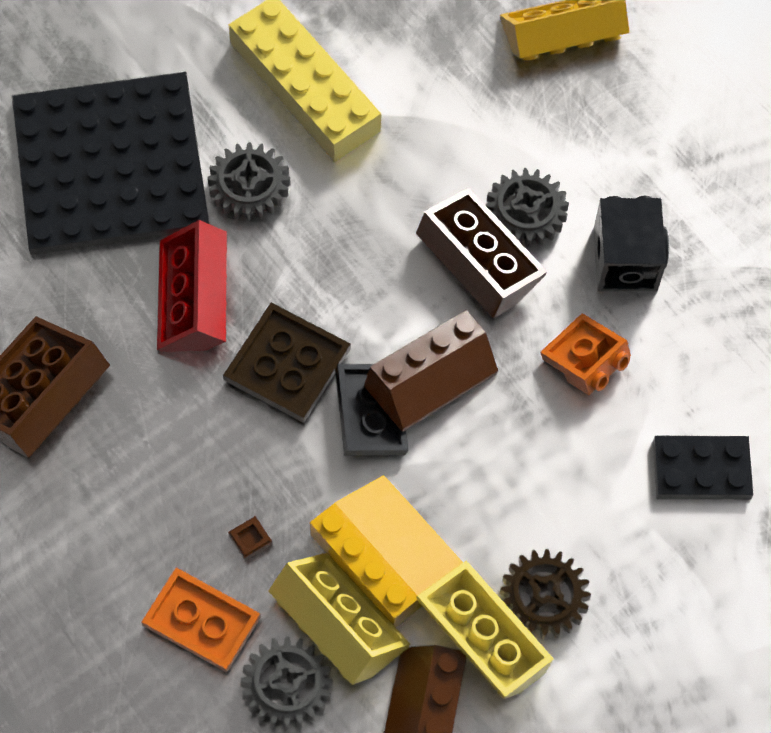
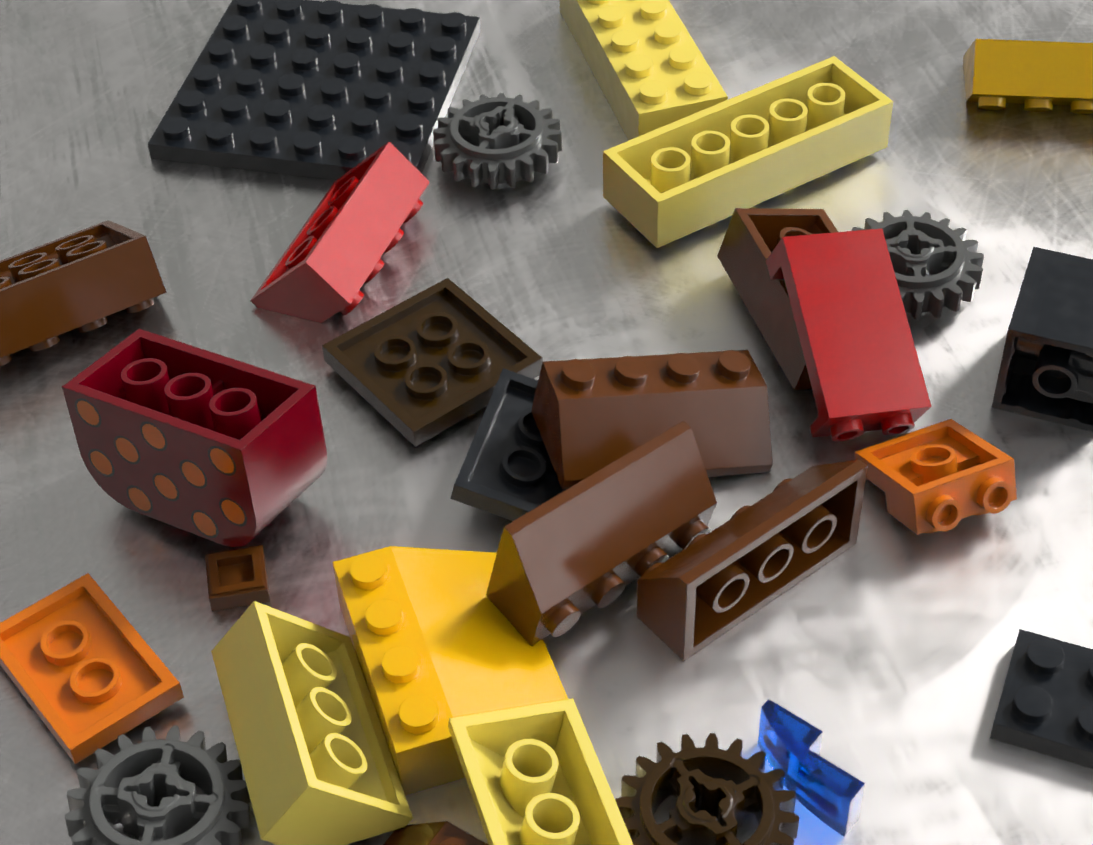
camera: 25 degrees right, 20 degrees down
(200, 472) = (196, 436): none -> dark red brick
(405, 148) = (745, 150): none -> light yellow brick
(440, 459) = (601, 535): none -> reddish brown slope
(512, 438) = (752, 557): none -> reddish brown slope
(519, 281) = (852, 332): none -> red panel
(571, 545) = (818, 784): none -> clear blue slope

